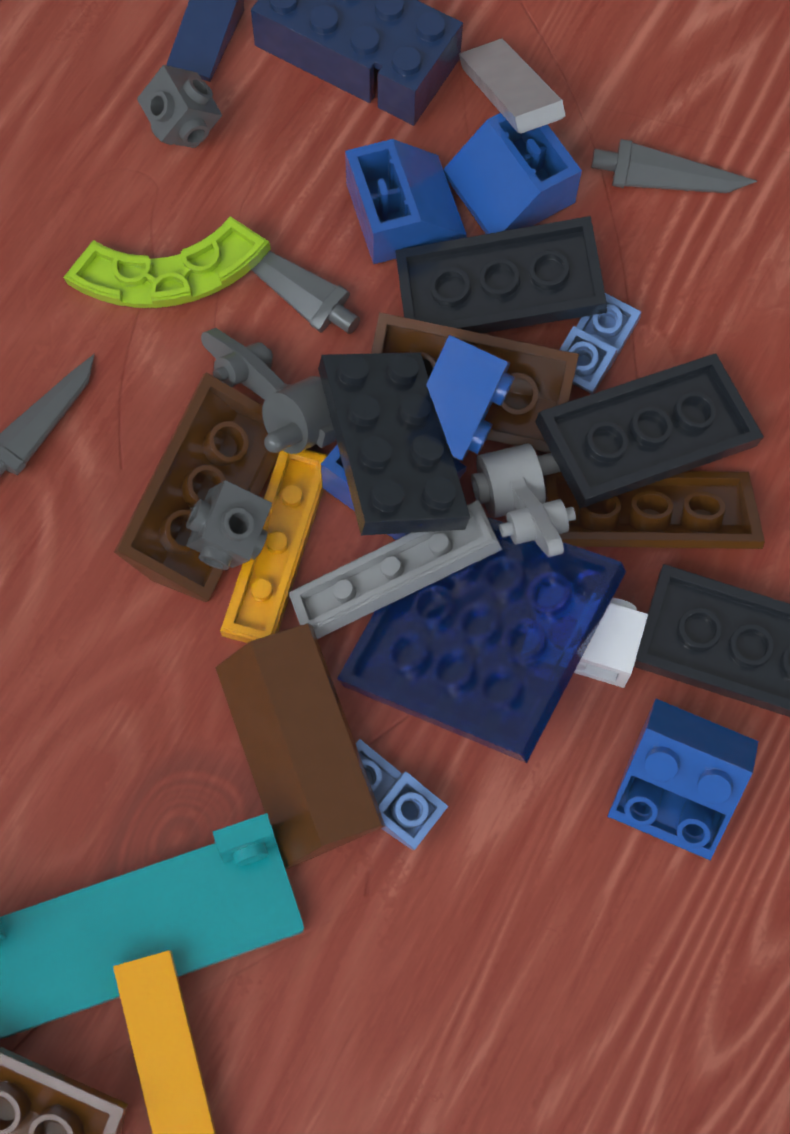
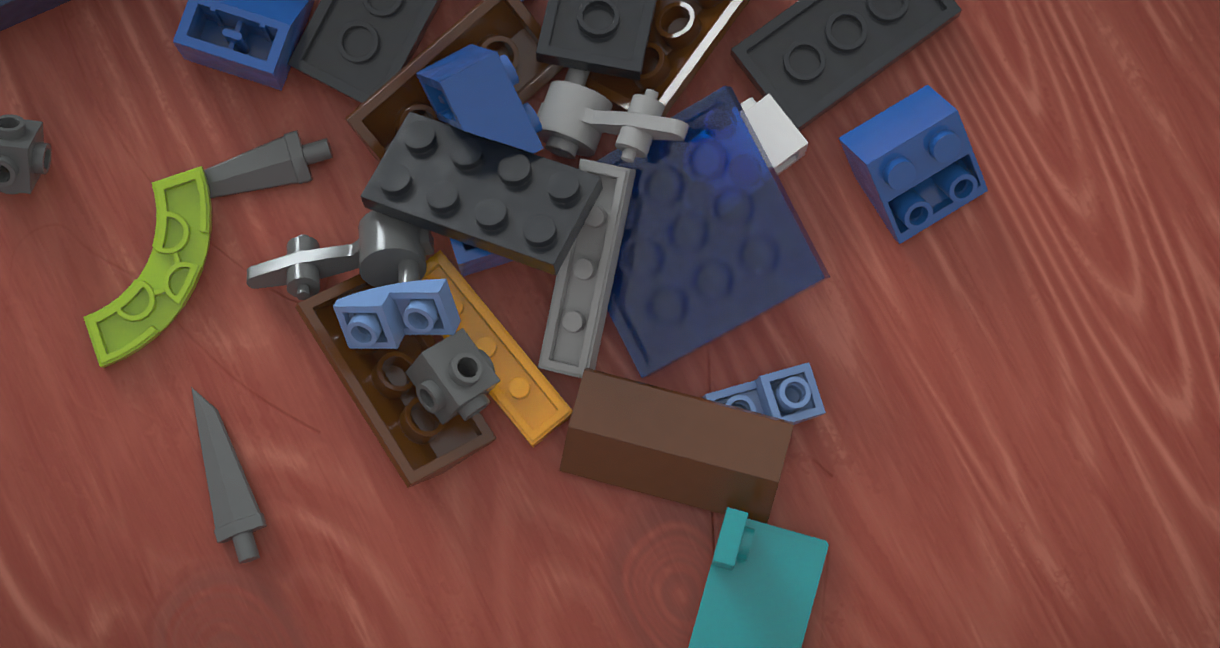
camera: 50 degrees left, 10 degrees up
(245, 440) = (389, 312): none -> medium blue slope

